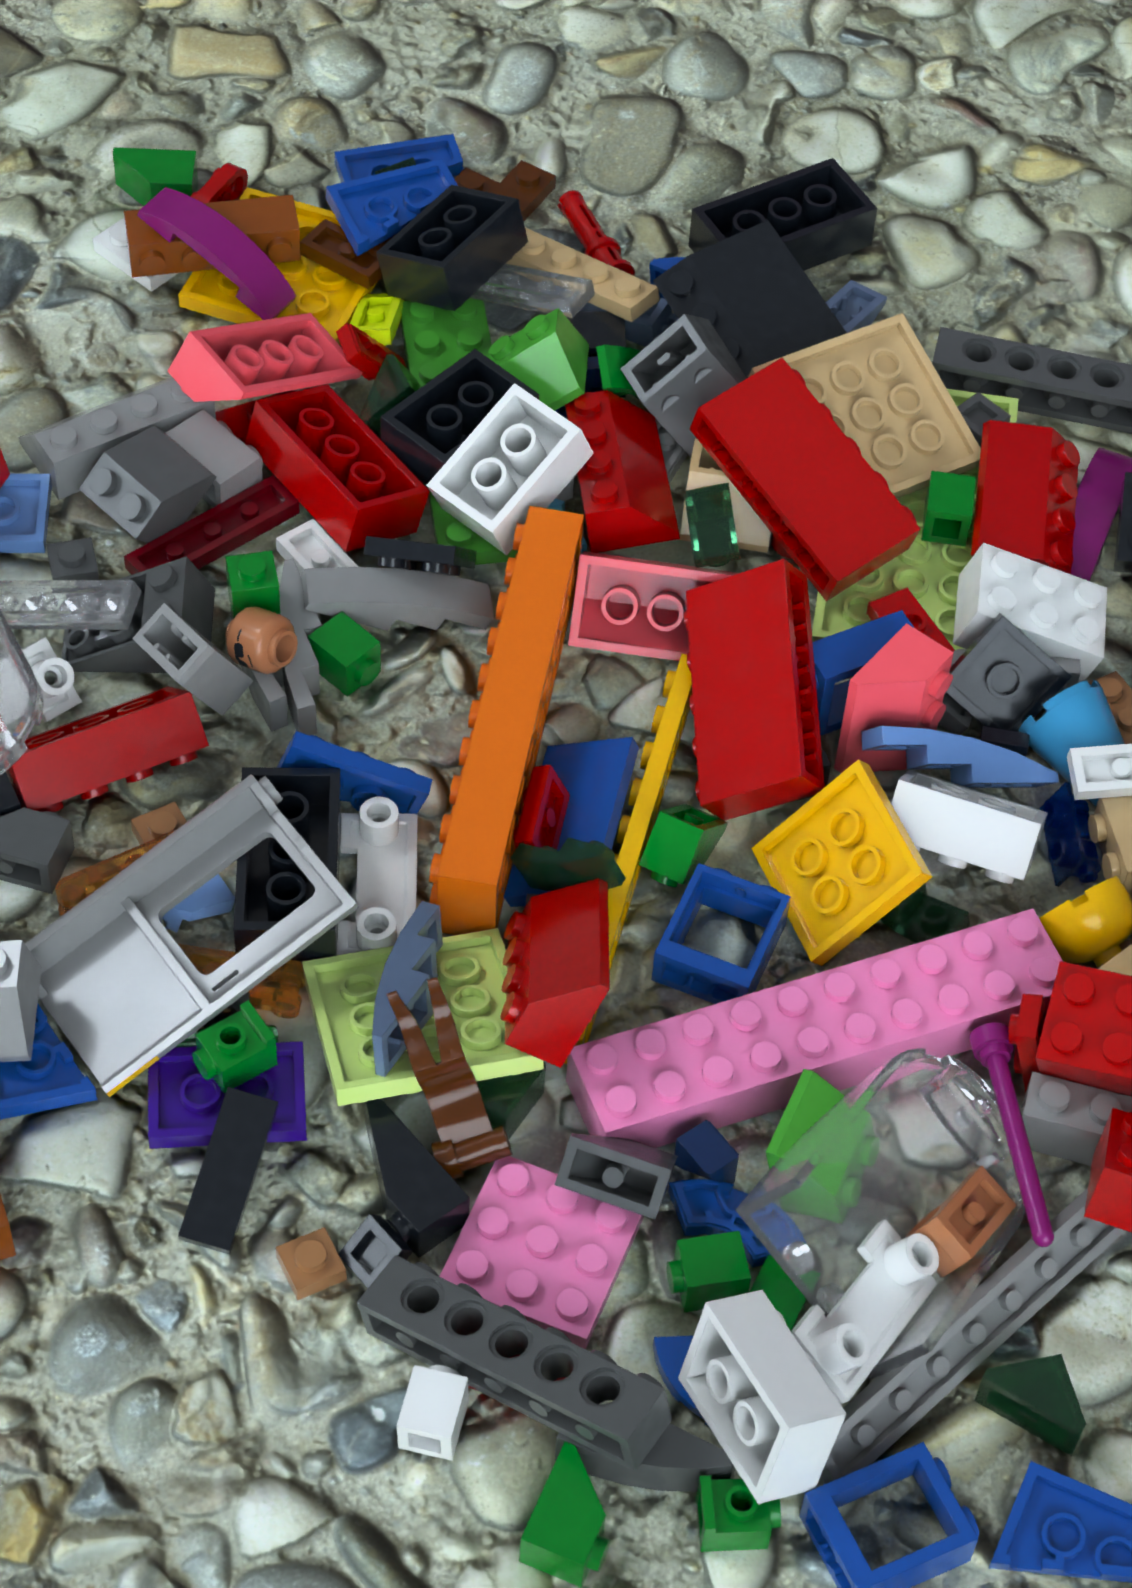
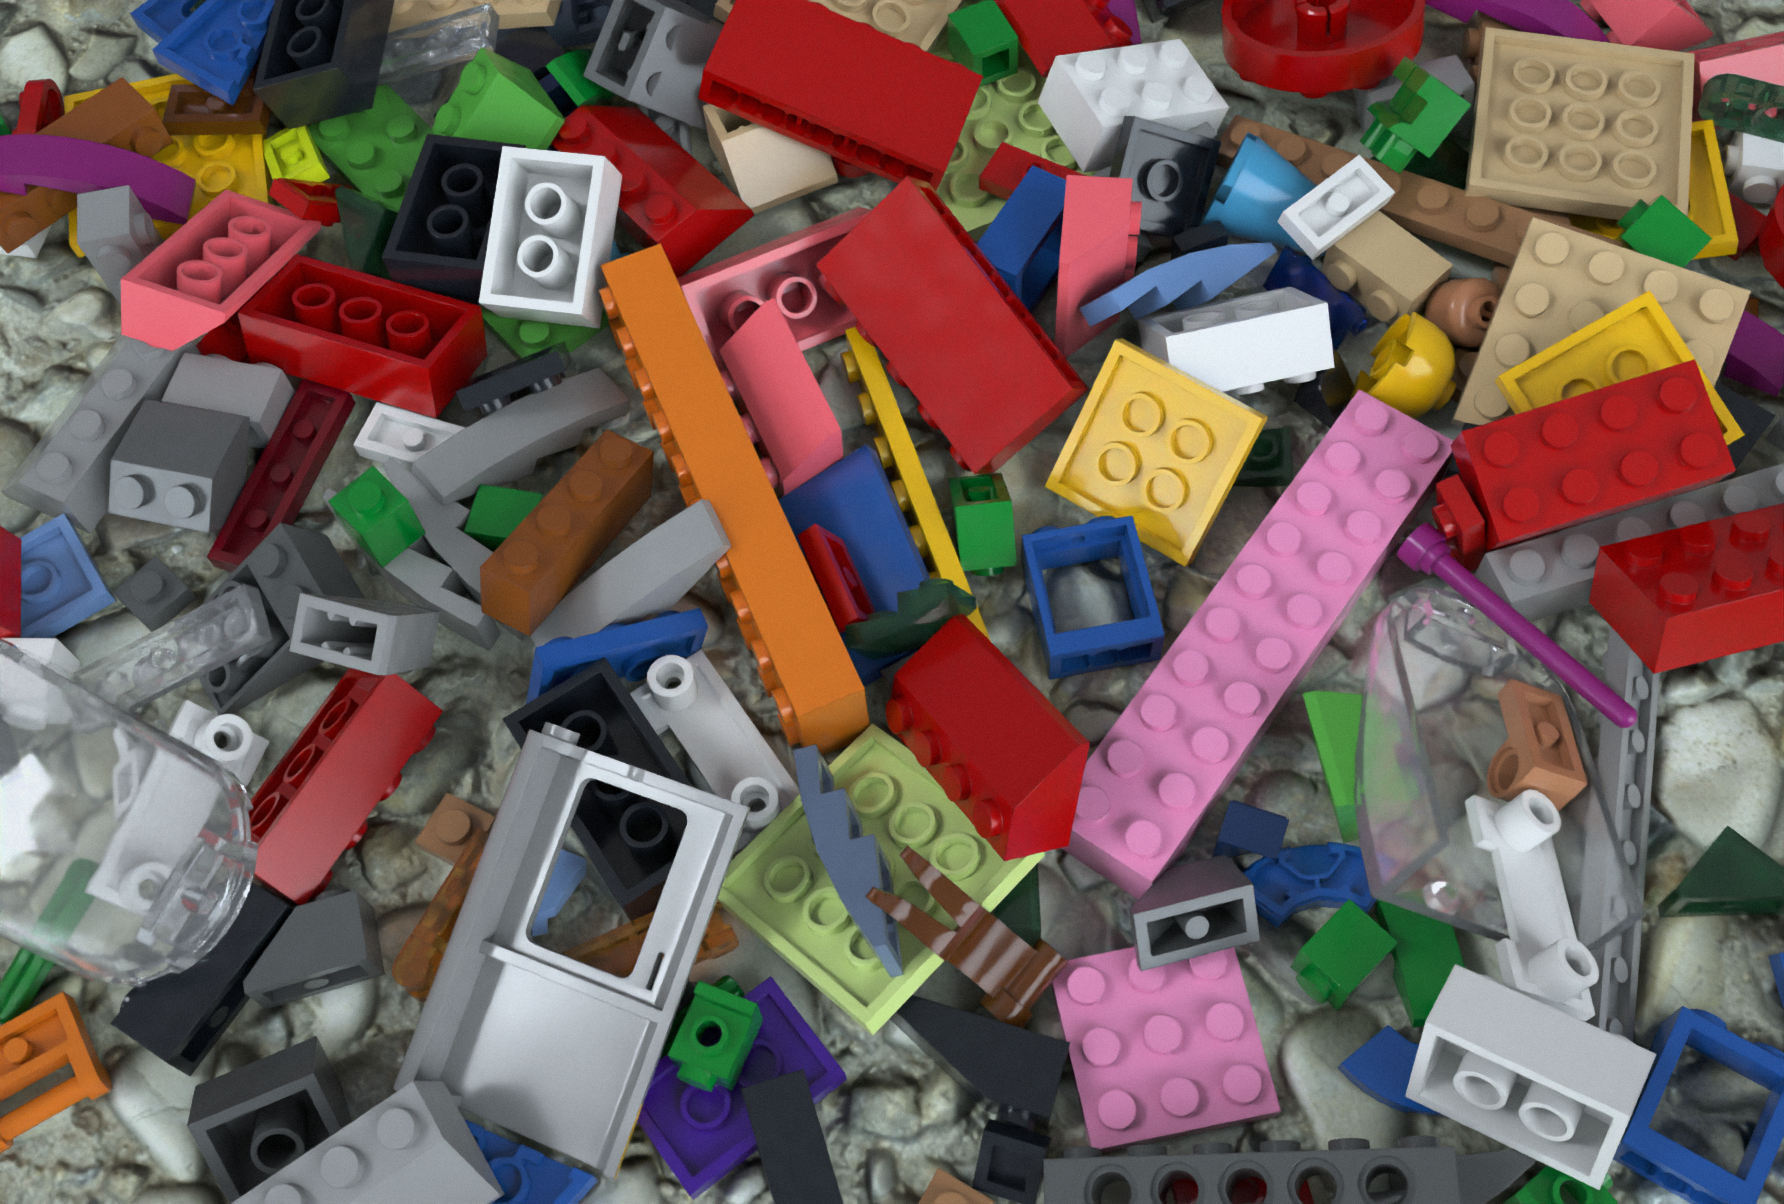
camera: 25 degrees left, 10 degrees up
(213, 298) = (114, 233): none -> light grey brick
(261, 640) = (424, 567): nougat head -> none
(377, 675) = (566, 532): none -> dark orange brick
(408, 732) = (643, 577): none -> light grey slope
(594, 673) = (780, 400): none -> coral slope
(712, 525) = (782, 184): clear green slope -> none
(1020, 896) = (1327, 393): none -> black slope

